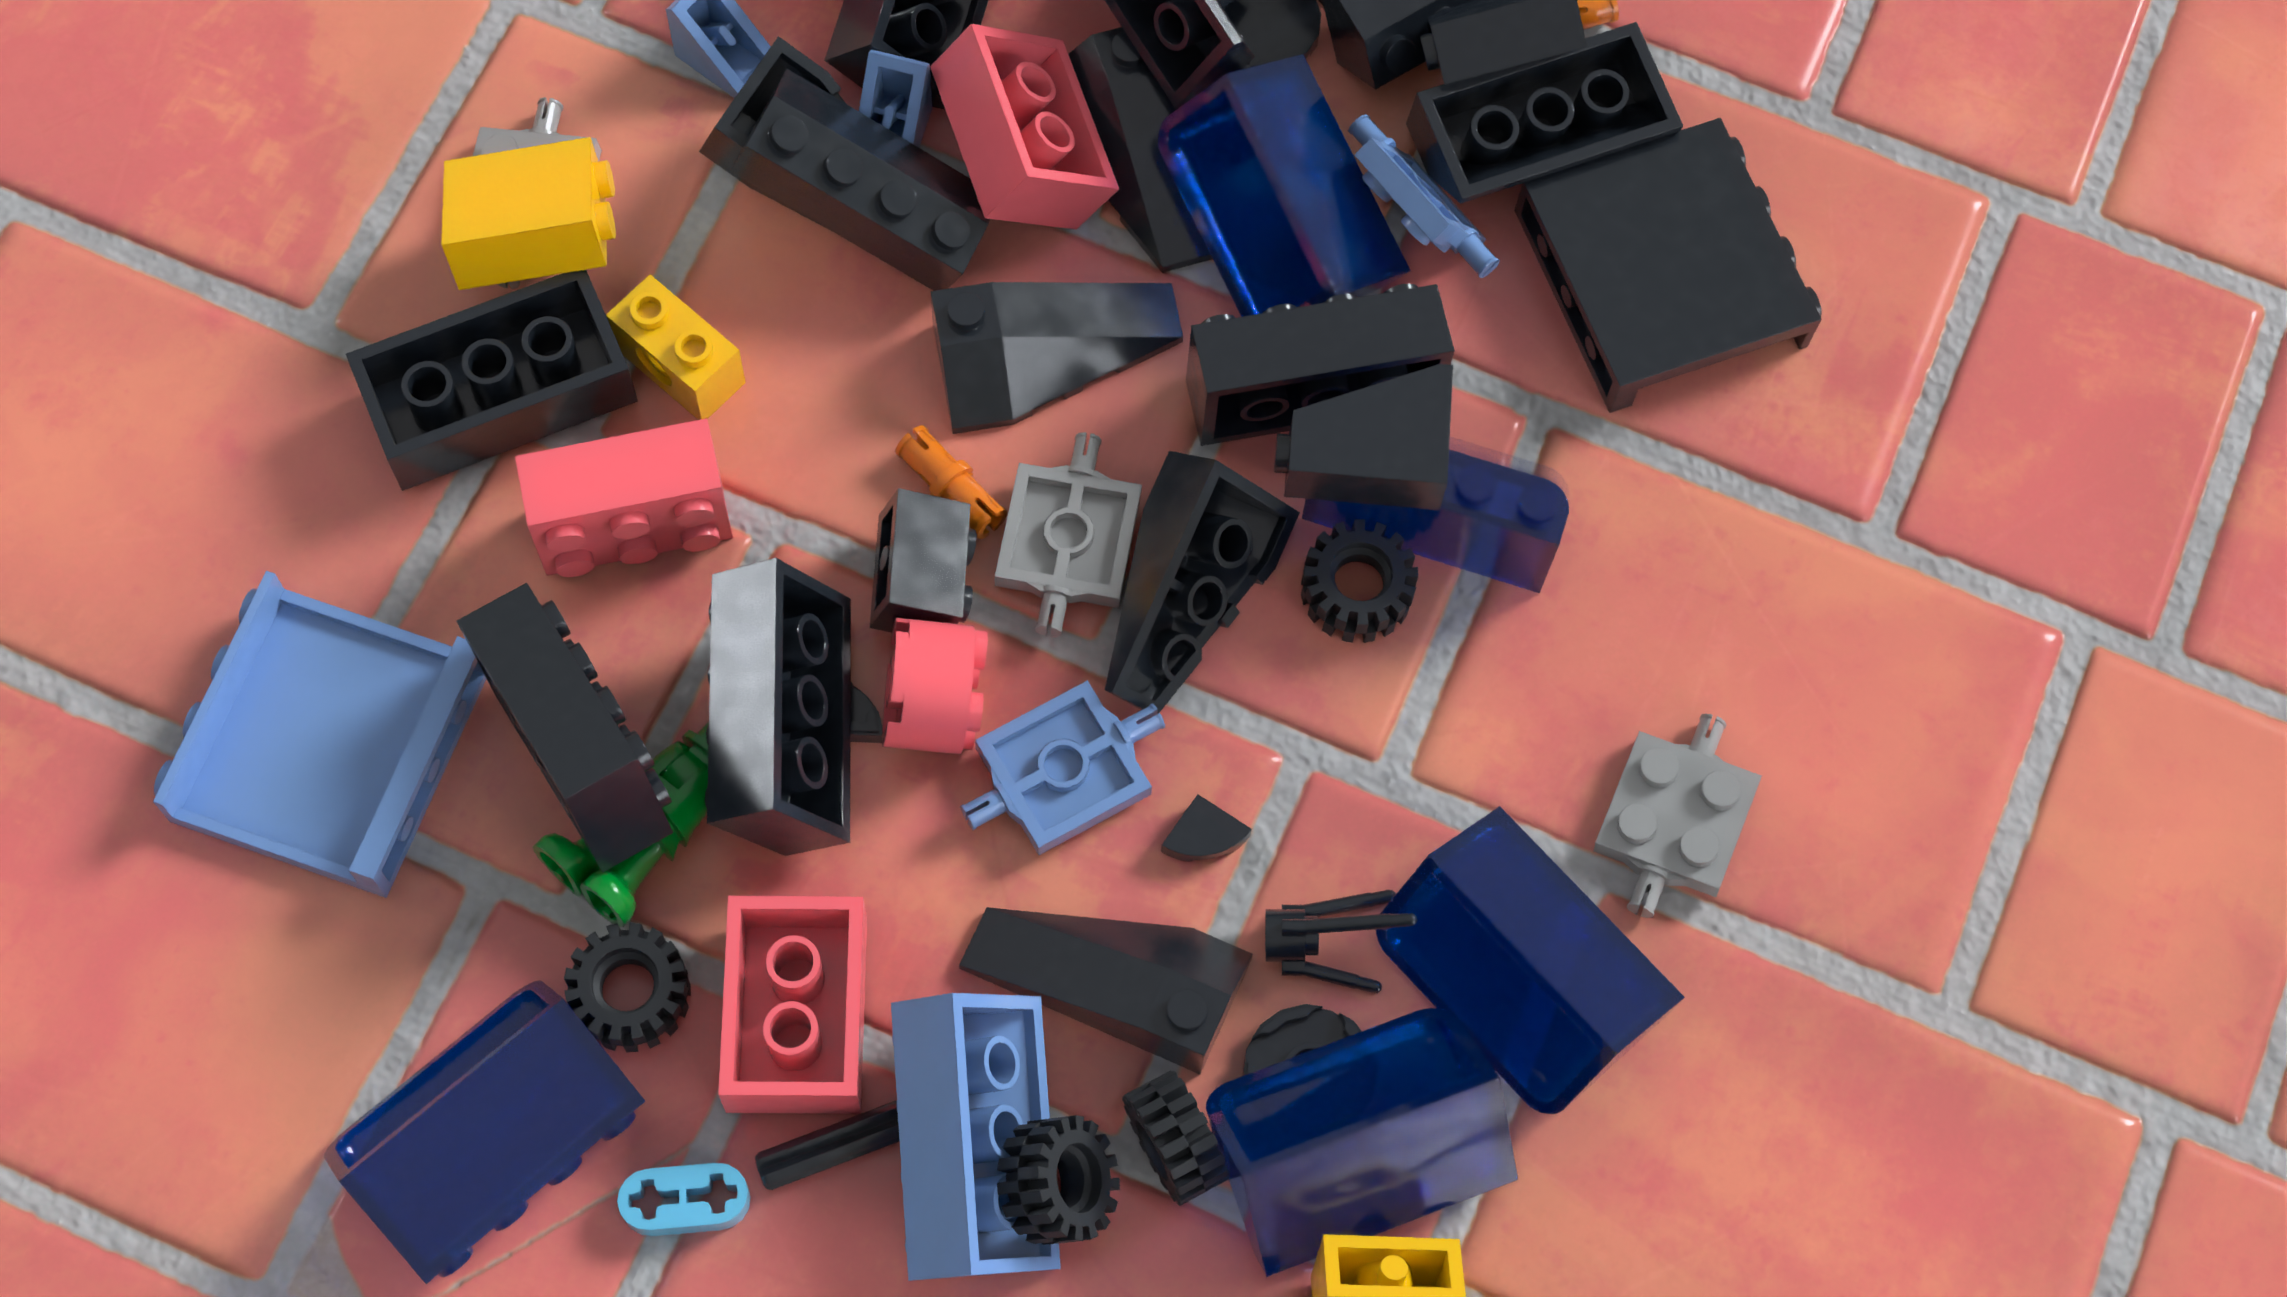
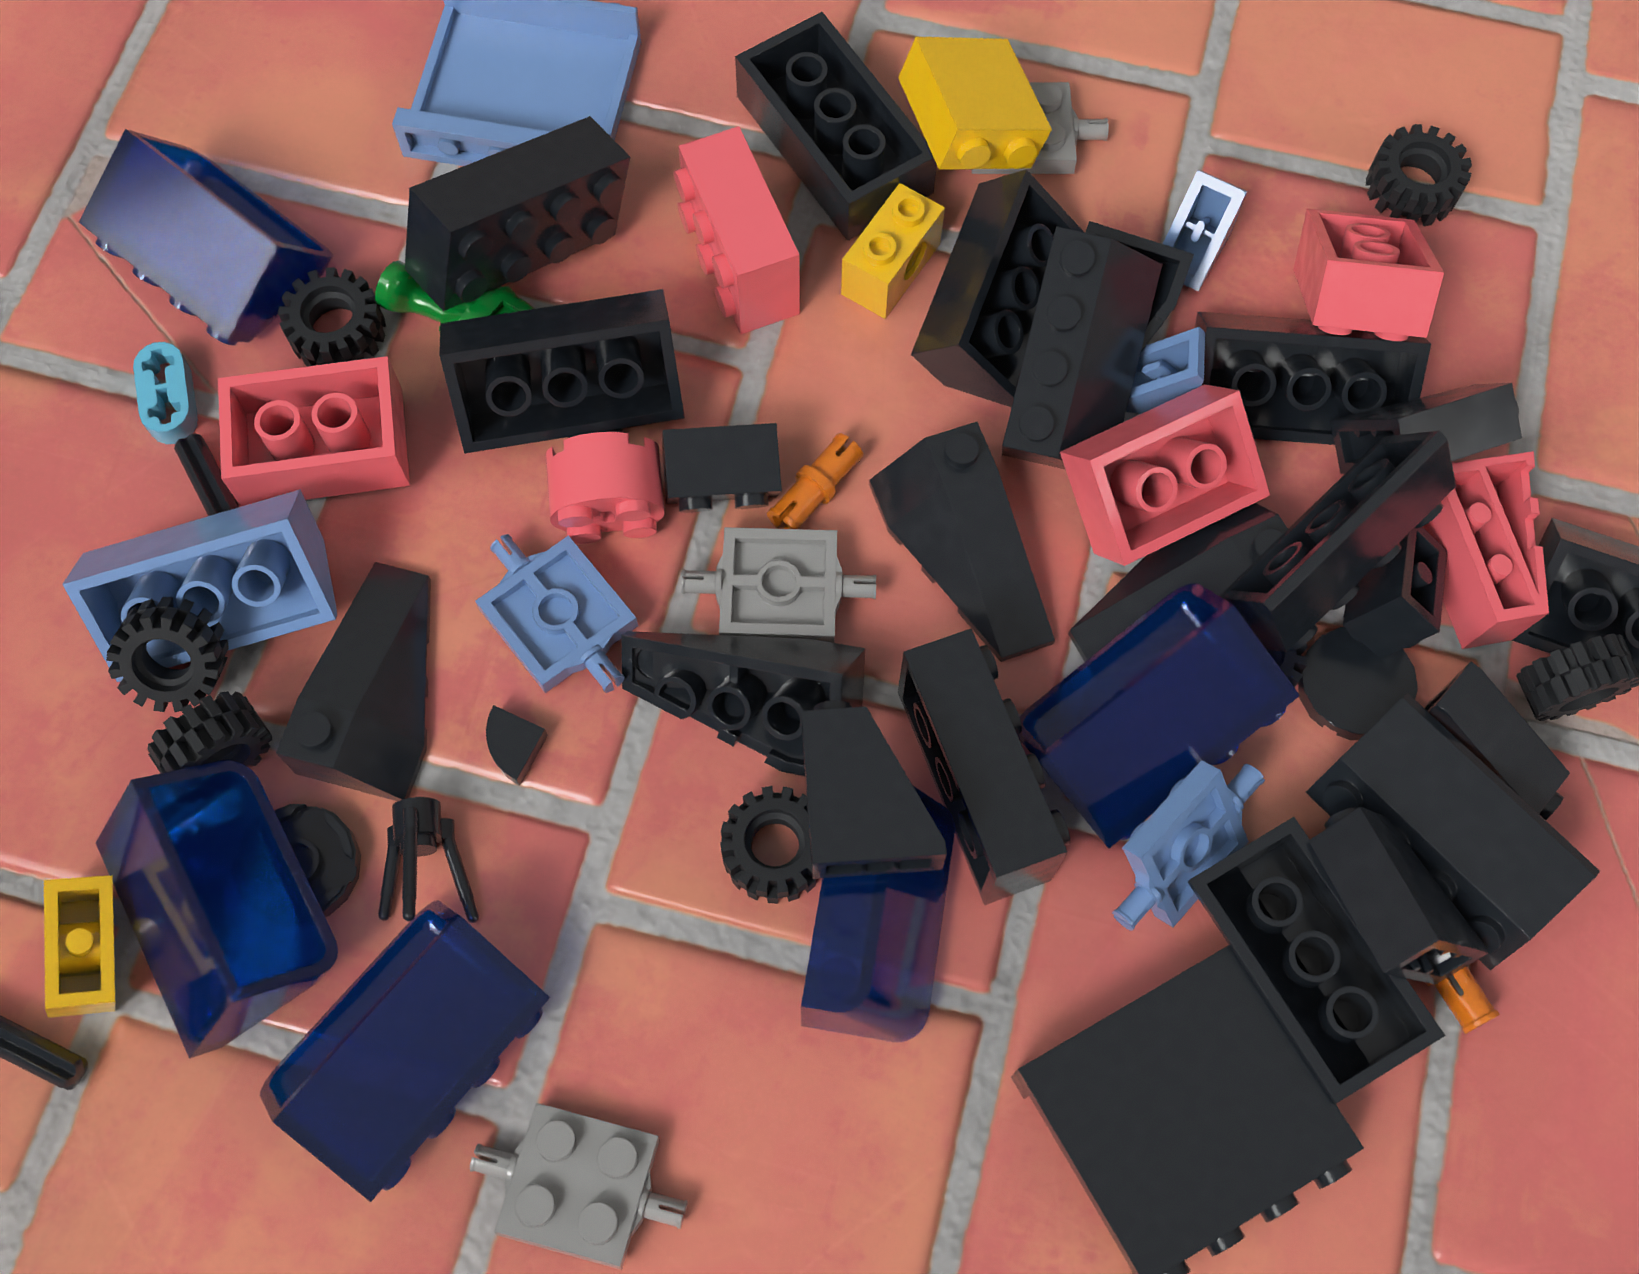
camera: 85 degrees right, 0 degrees up
(746, 251) = (991, 288): none -> black slope

